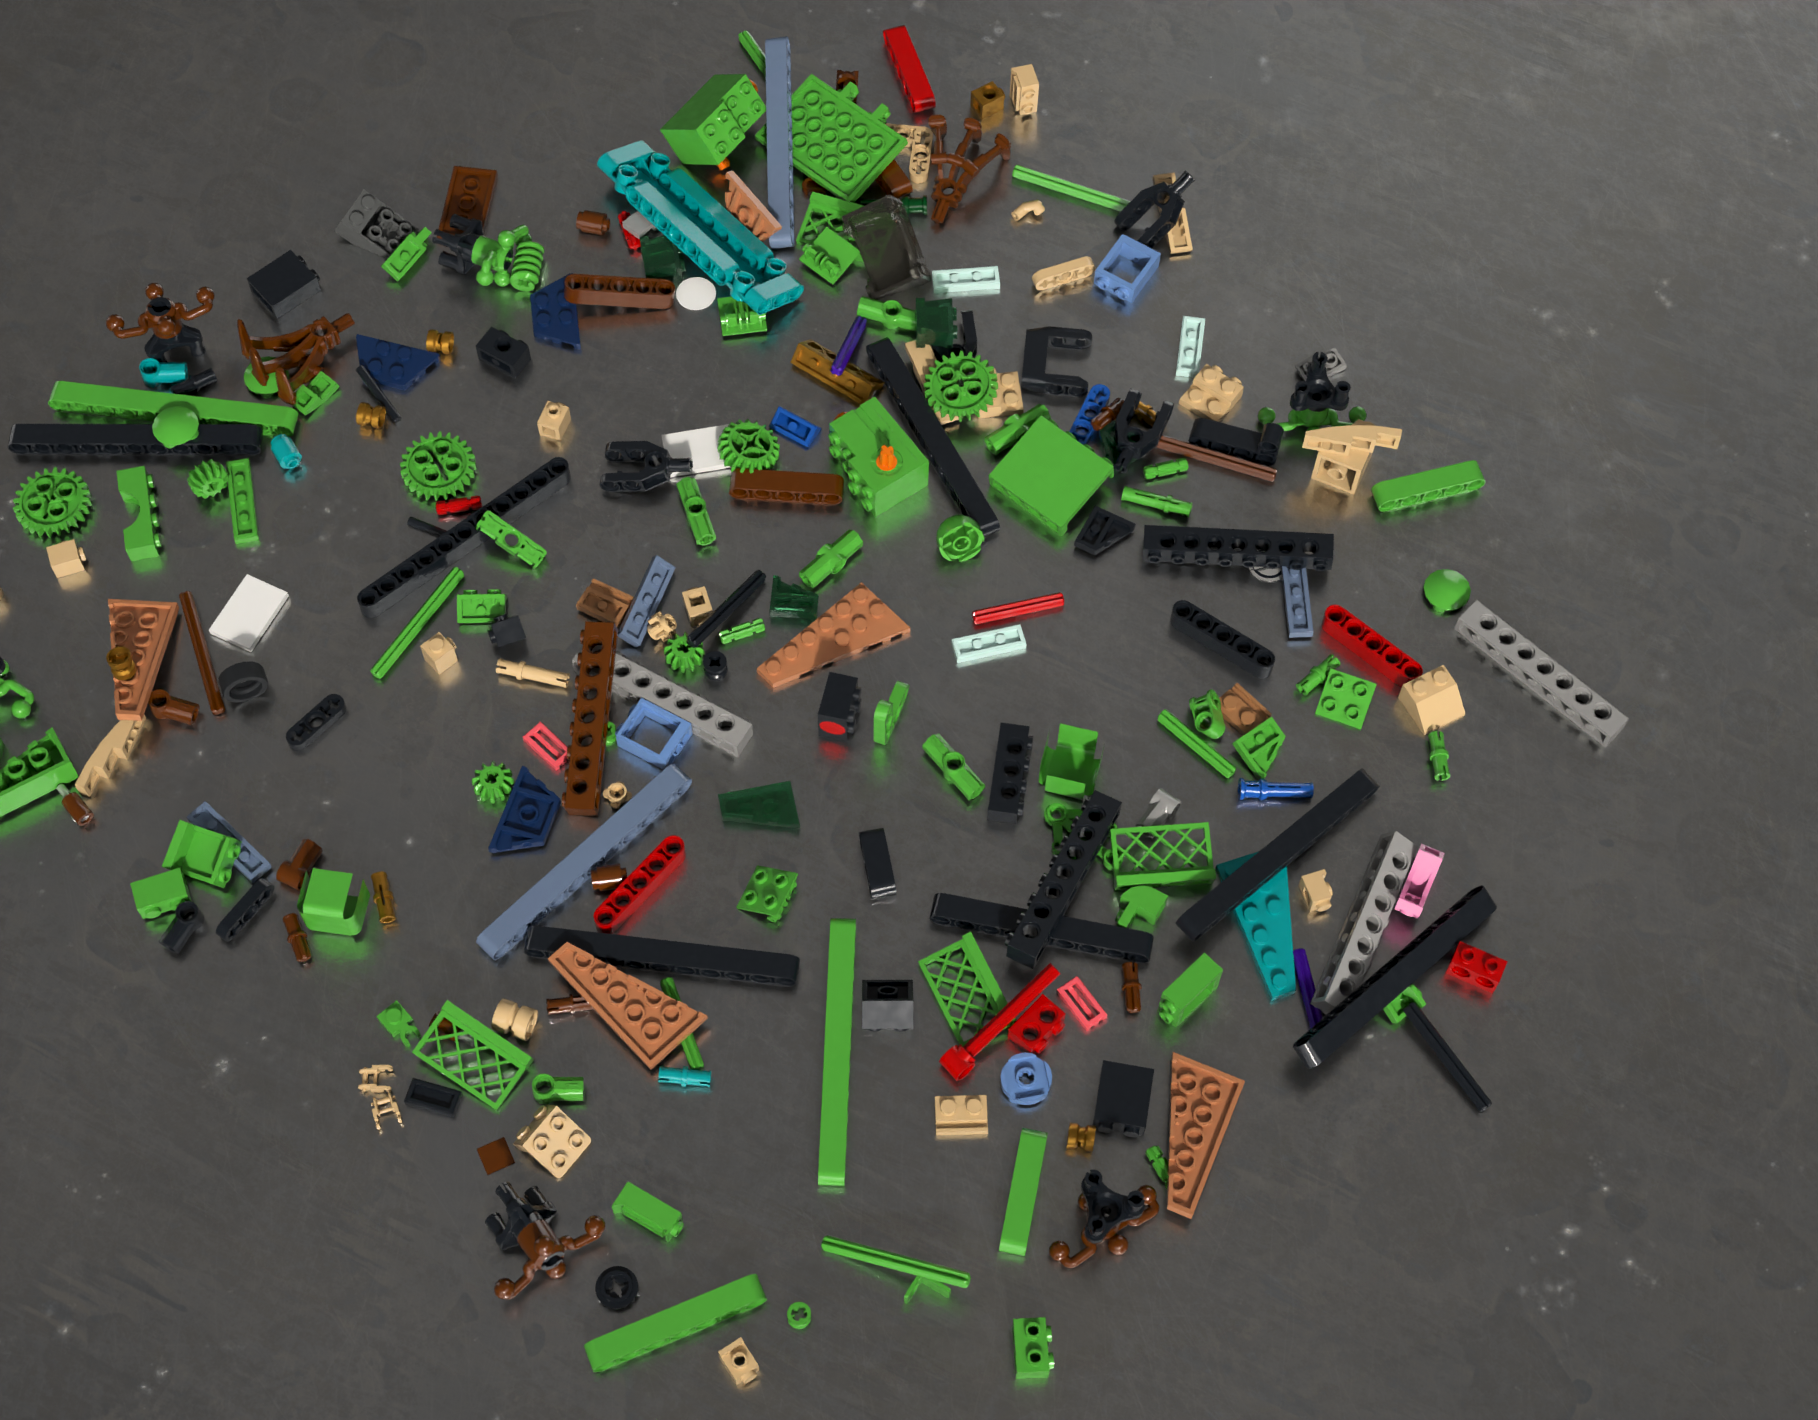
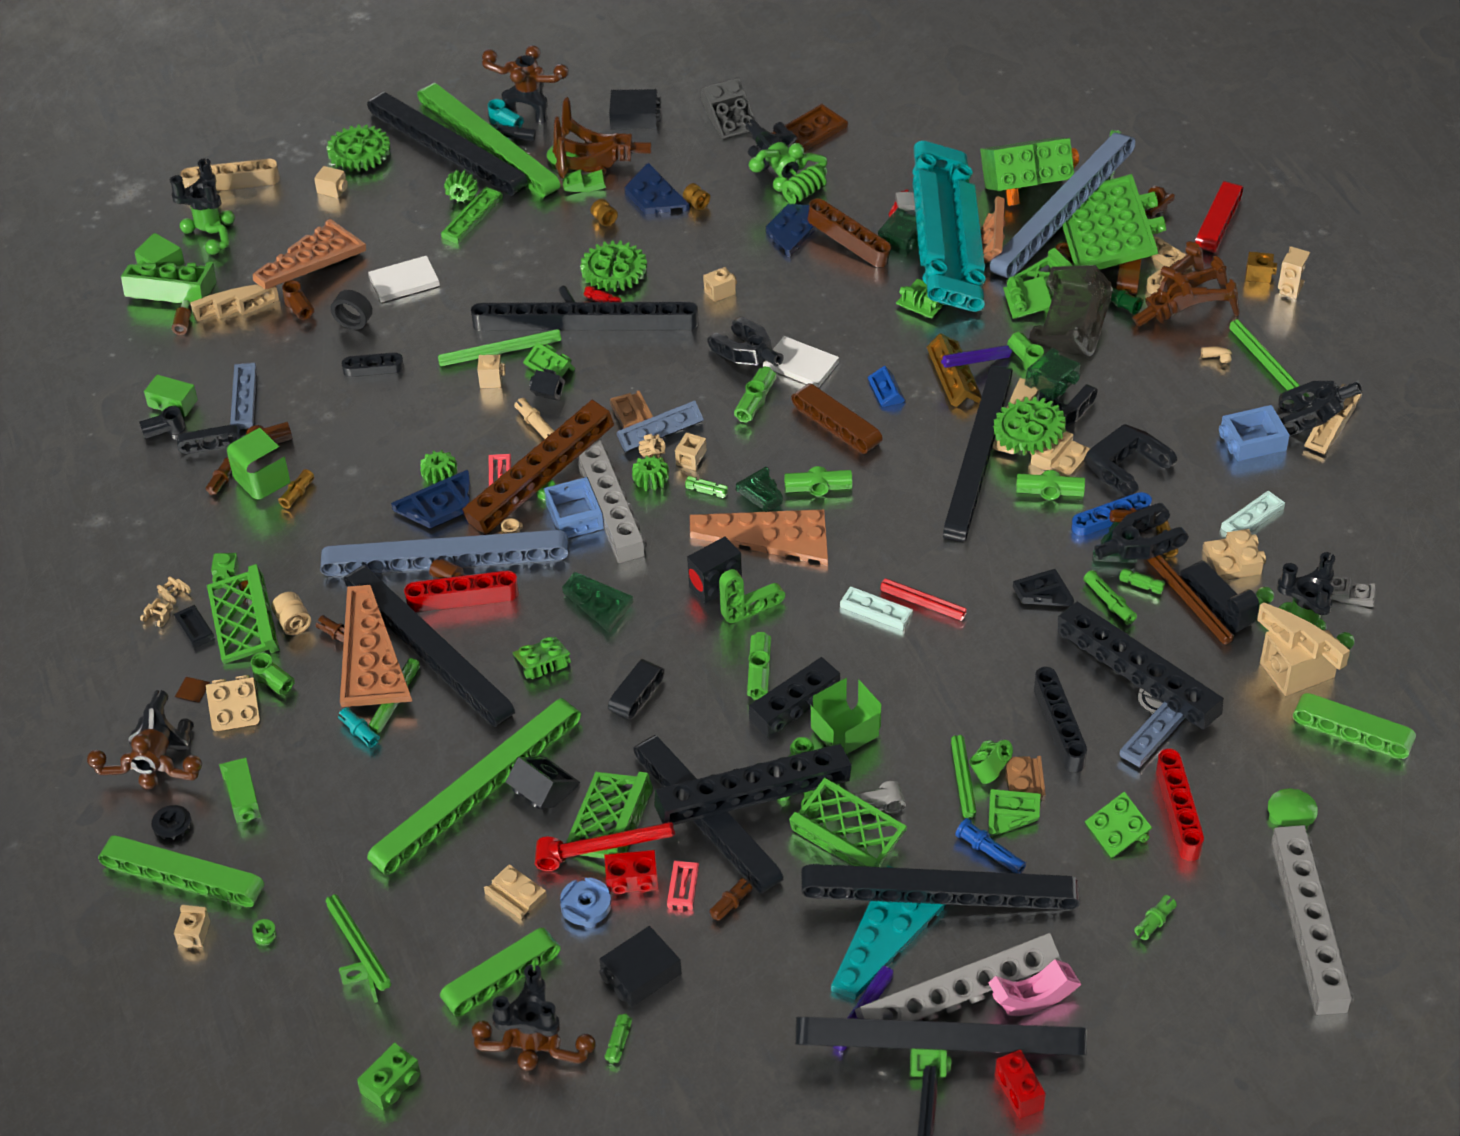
camera: 45 degrees right, 15 degrees down
(121, 663) = (287, 248): pearl gold wheel -> none
(140, 537) = (387, 197): bright green arch -> none
(175, 426) = (473, 144): bright green dish -> none
(202, 652) = (353, 278): reddish brown axle -> none
(202, 854) = (217, 388): bright green panel -> none
(285, 451) = (527, 201): teal brick -> none
(378, 393) = (623, 203): black bar -> none
(406, 254) = (728, 136): bright green hinge -> none
(492, 351) = (732, 225): black brick -> none
(498, 529) = (614, 345): bright green piece -> none
(593, 222) = (878, 185): reddish brown brick -> none
(696, 293) = (906, 269): white sticker -> none
(712, 671) = (663, 495): black wheel -> none
(726, 609) = (707, 462): black axle -> none
(748, 446) = (835, 372): bright green gear -> none
(877, 457) = (917, 435): bright green piece -> none
(959, 538) = (924, 523): bright green cylinder -> none
(965, 279) = (1118, 371): light aqua tile -> none
(1050, 474) = (1041, 524): bright green panel -> none
(1063, 273) = (1190, 411): tan beam -> none
(1081, 1137) = (579, 966): pearl gold wheel -> none
(1140, 902) = (795, 845): bright green brick -> none
(1189, 990) = (765, 916): bright green window -> none
(1199, 1115) = (675, 1024): nougat wing -> none
(1316, 891) = (946, 937): tan brick -> none
(1317, 674) = (1107, 794): bright green pin -> none
(1432, 700) = (1192, 873): tan slope -> none

